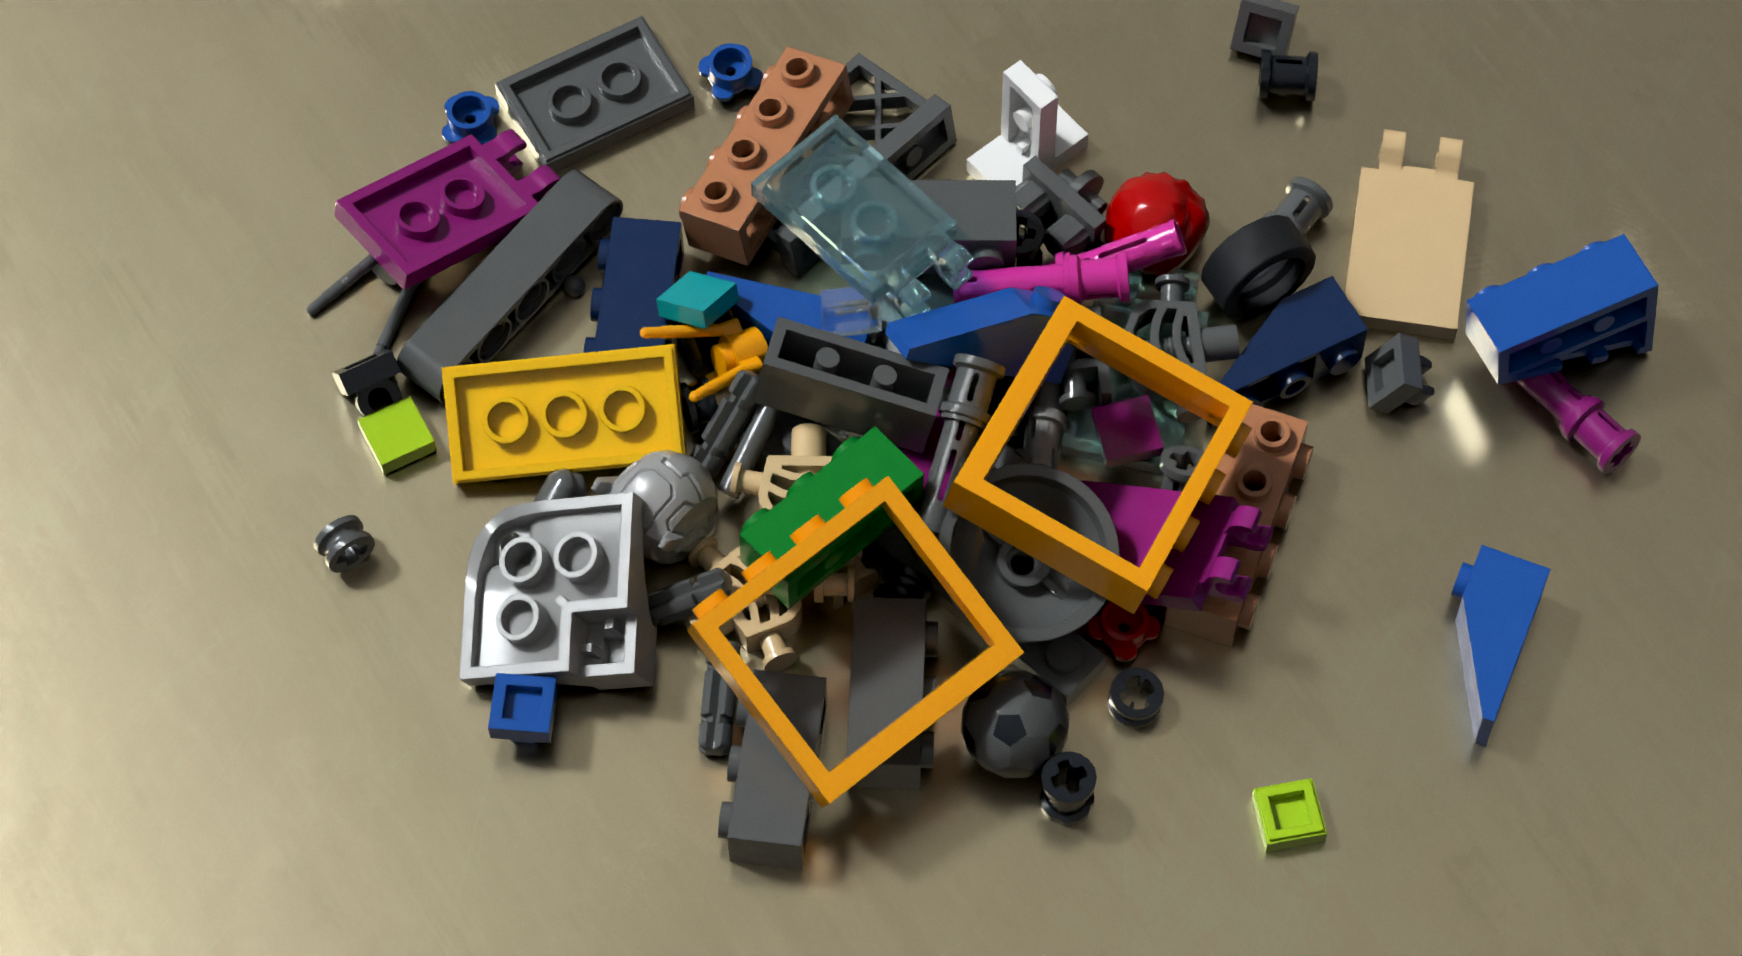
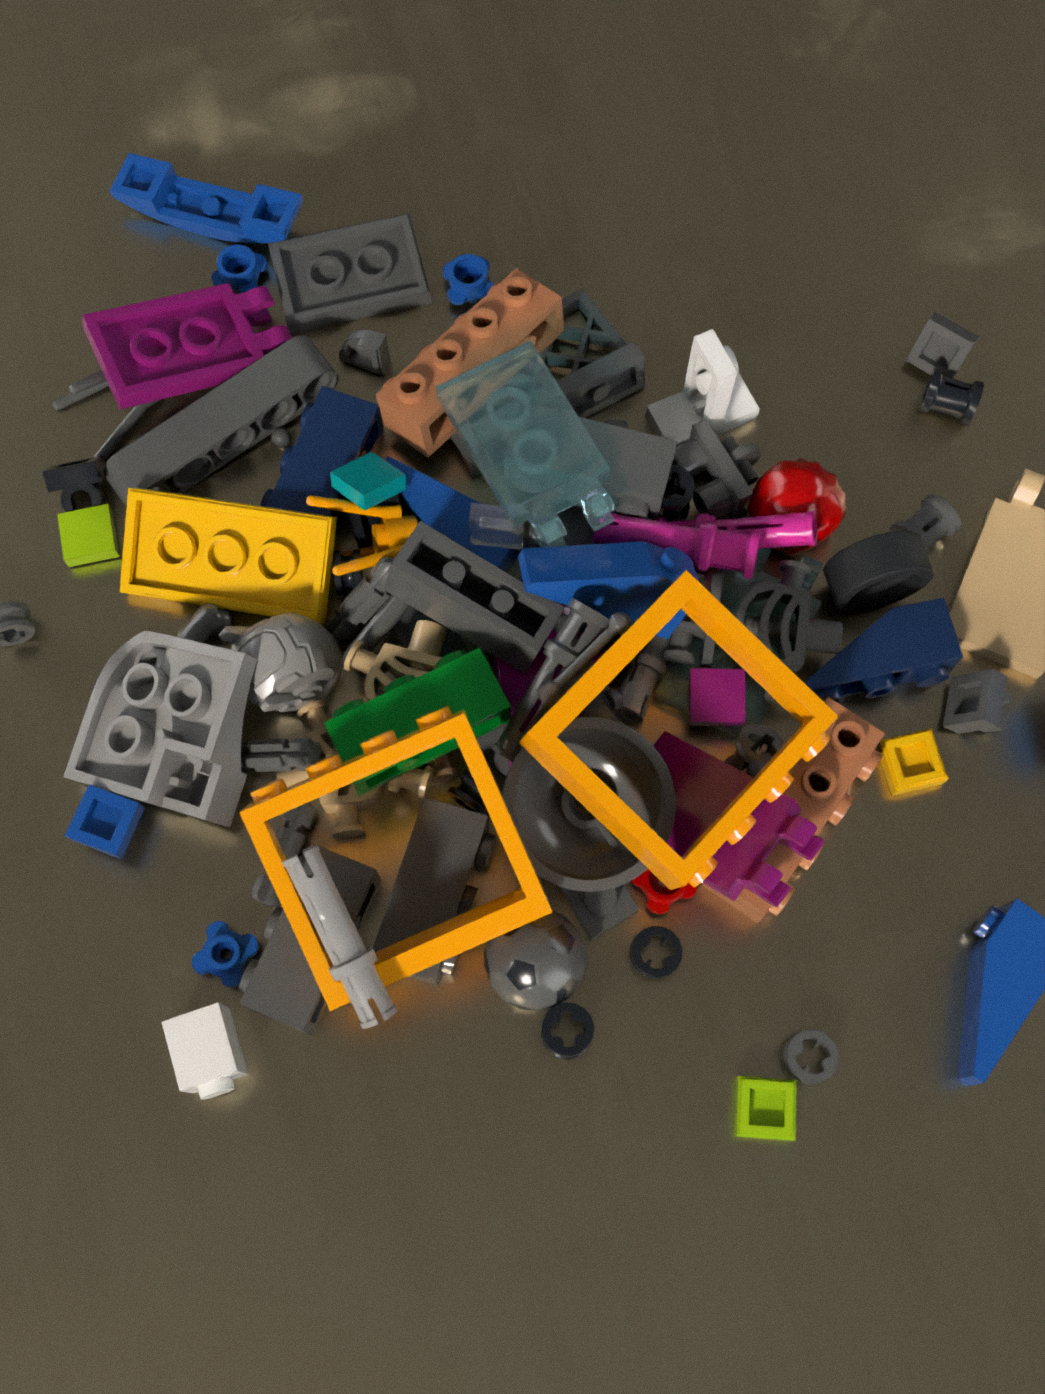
camera: 15 degrees right, 10 degrees up
(412, 62) = (205, 208): none -> blue slope
(641, 171) = (366, 350): none -> dark grey tile
(693, 825) = (230, 969): none -> blue plate
(701, 899) = (205, 1050): none -> white brick
(823, 720) = (340, 937): none -> light grey pin
(960, 449) = (551, 691): none -> dark grey hinge
(1324, 736) = (825, 1066): none -> dark grey bush
(1346, 451) = (912, 762): none -> yellow tile

